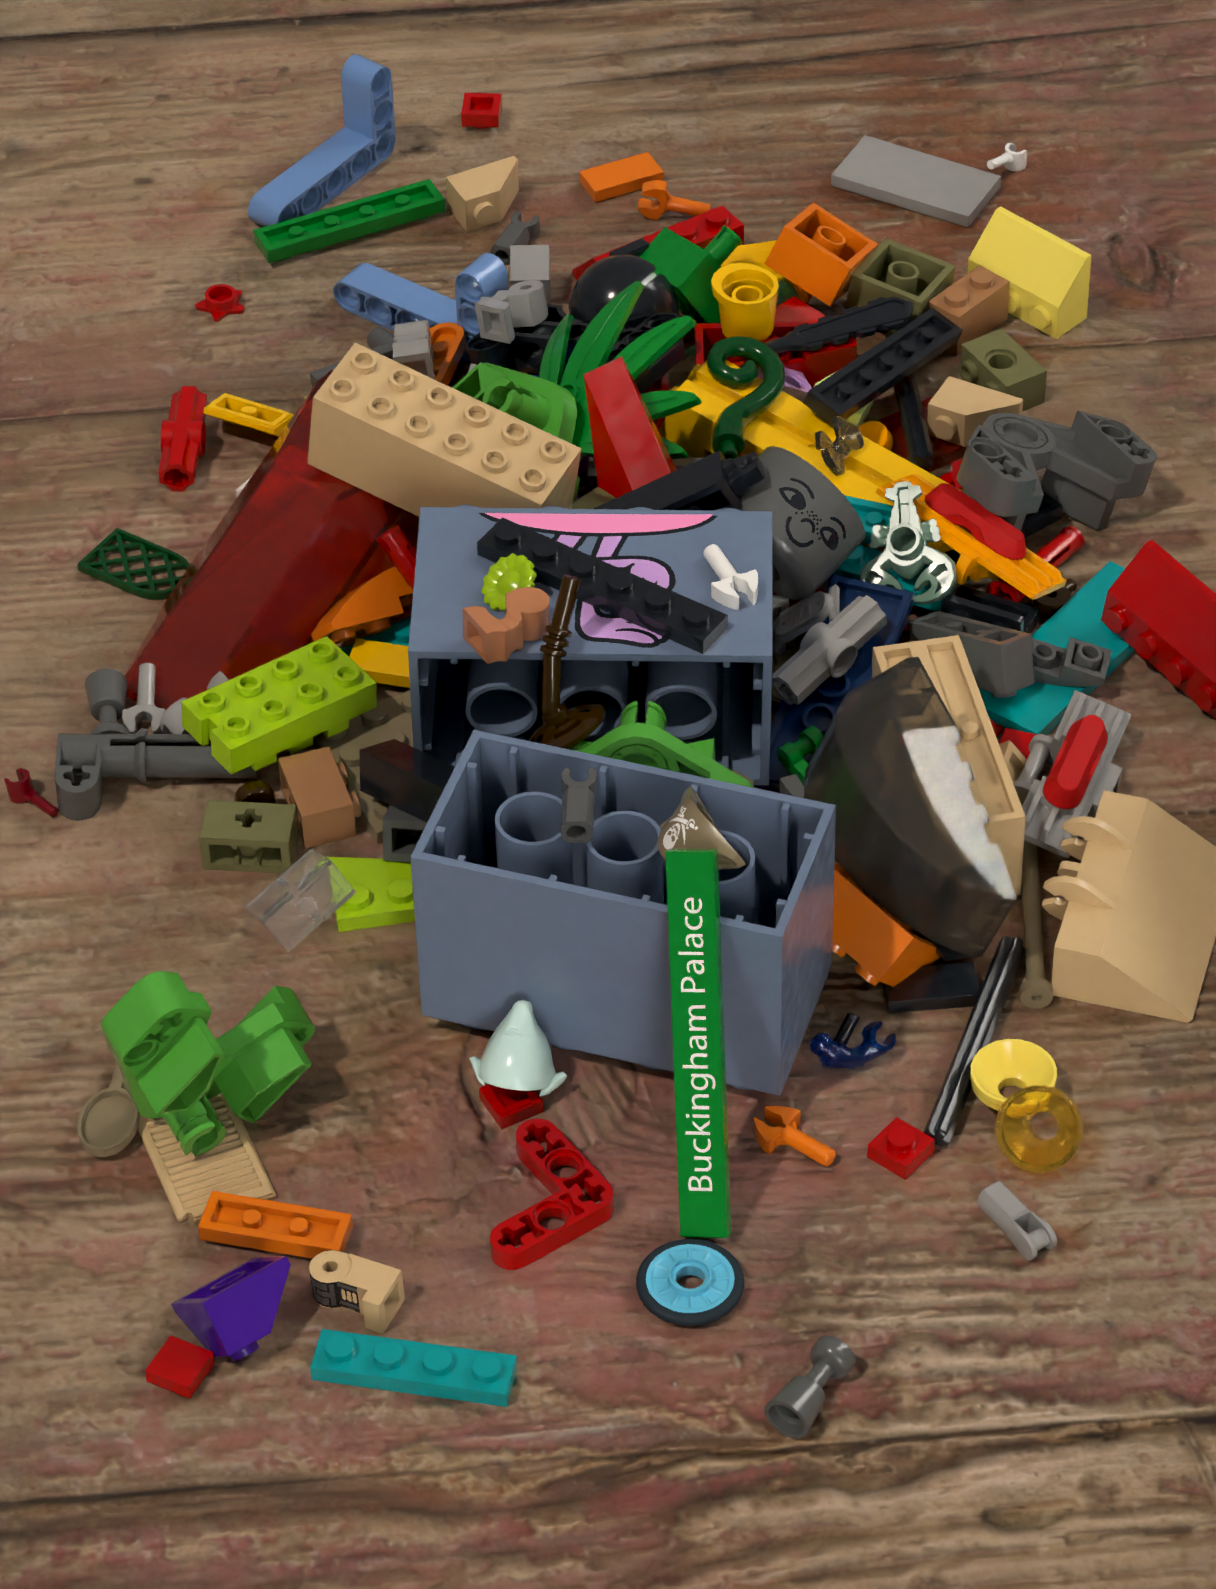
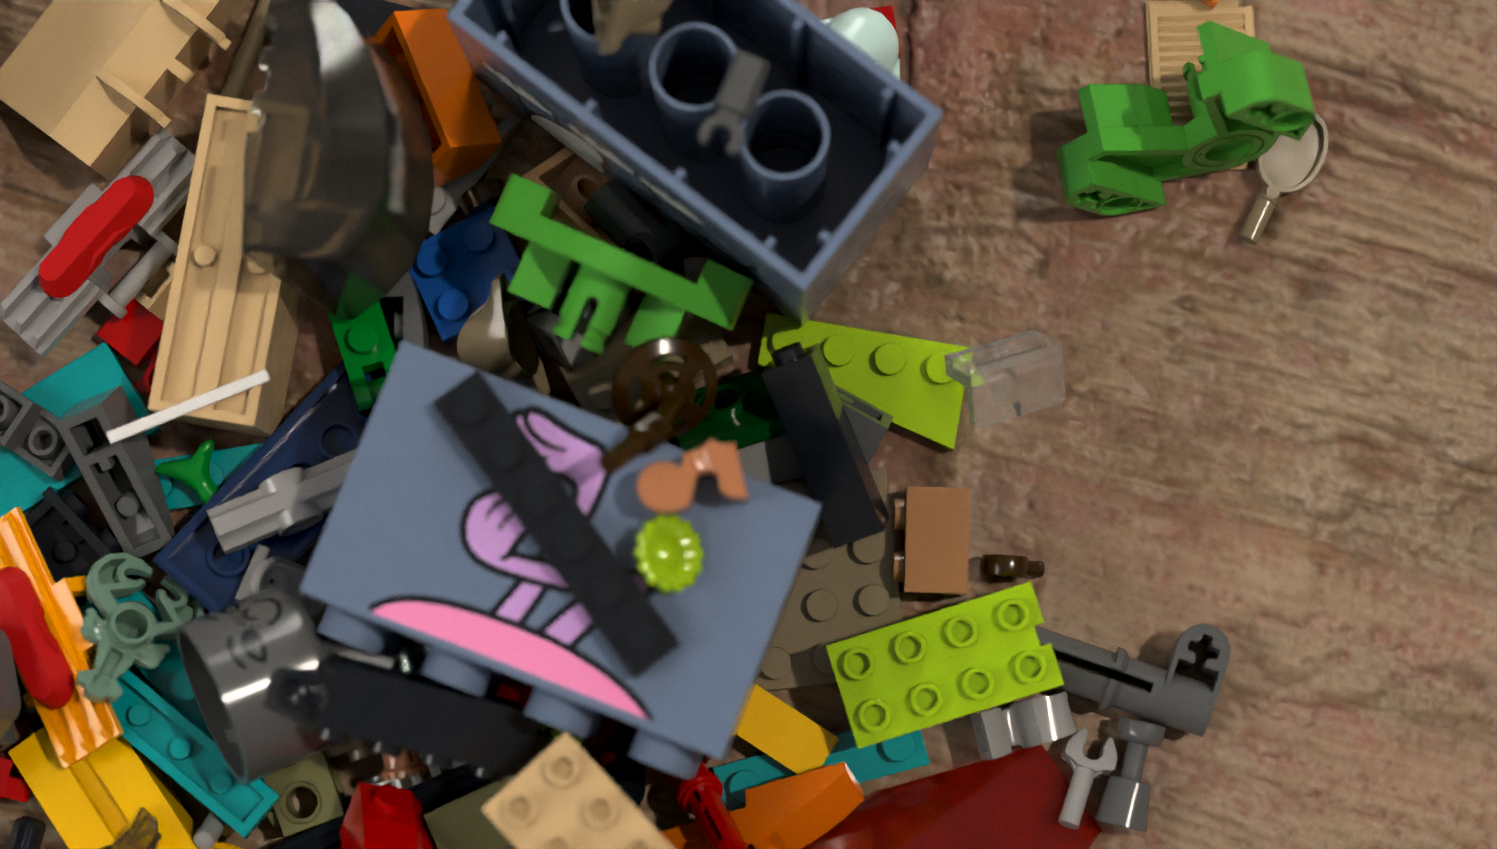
camera: 155 degrees left, 40 degrees up
(23, 791) = (1250, 685): dark red hand -> none
(249, 836) = (1058, 505): olive brick -> none
(723, 590) = (400, 480): white bar -> none
(933, 639) = (188, 406): none -> white piece

